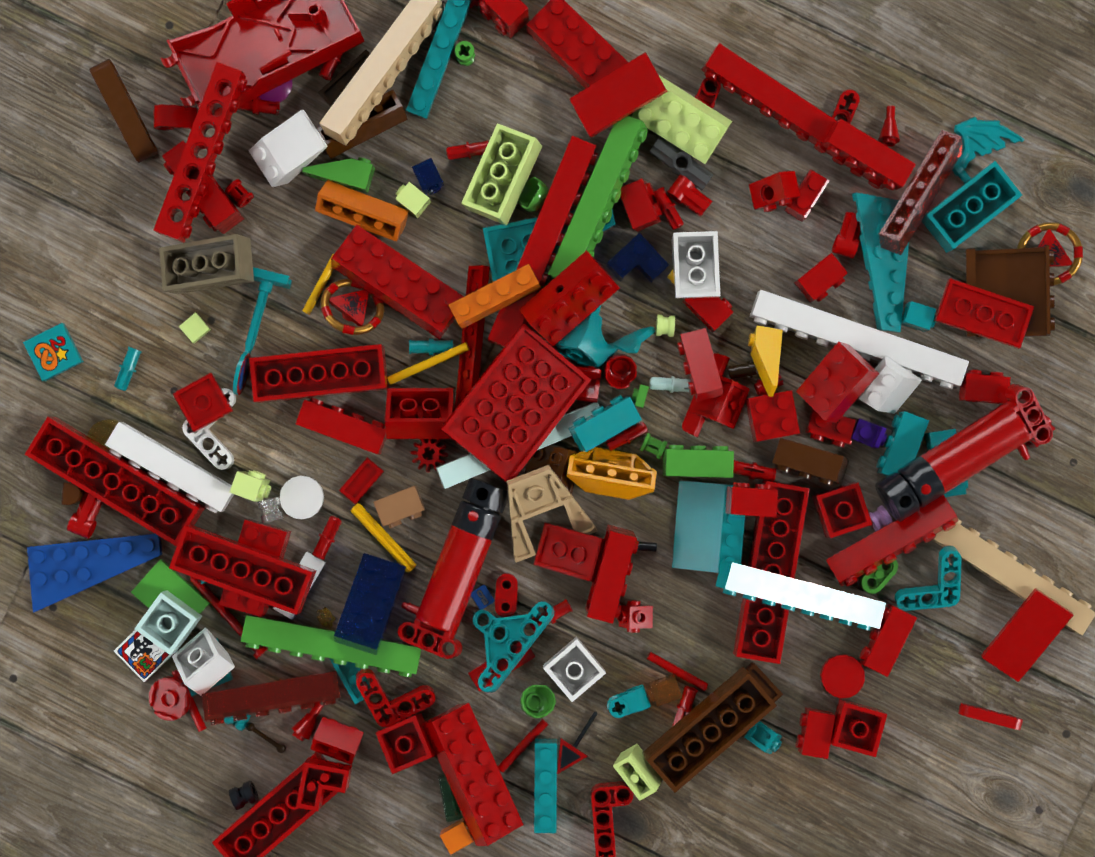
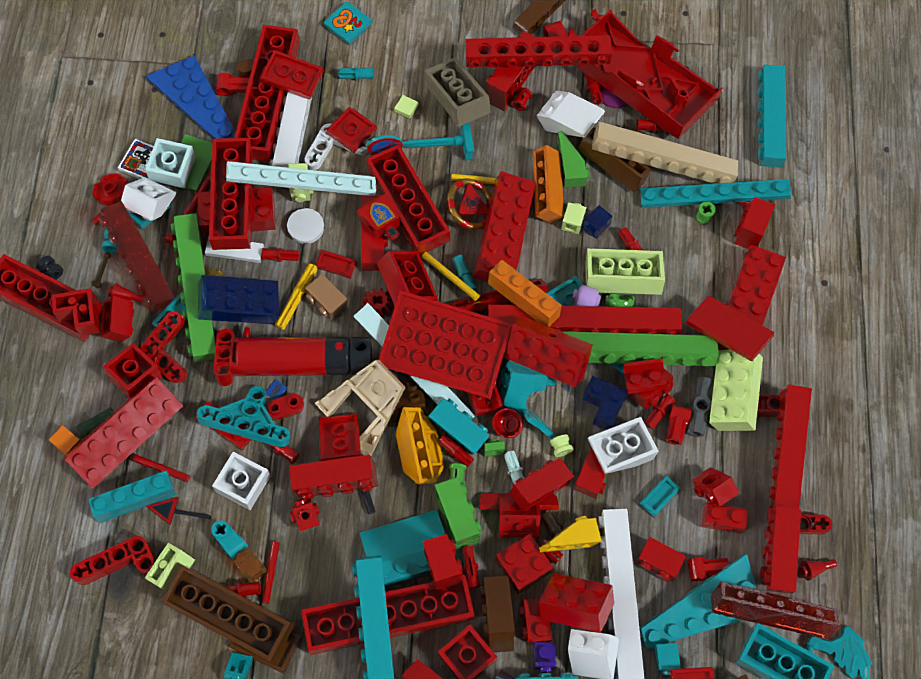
camera: 70 degrees right, 20 degrees down
(109, 445) = (291, 74): none -> red tile
(256, 486) = (300, 178): none -> light aqua tile
(270, 510) = (286, 206): clear wheel -> none
(334, 413) = (380, 217): none -> red torso
(517, 229) = (586, 296): none -> lavender head
(537, 701) = (203, 462): bright green hair -> none
(632, 208) = (644, 376): none -> red bracket
(755, 248) = (659, 496): none -> teal tile

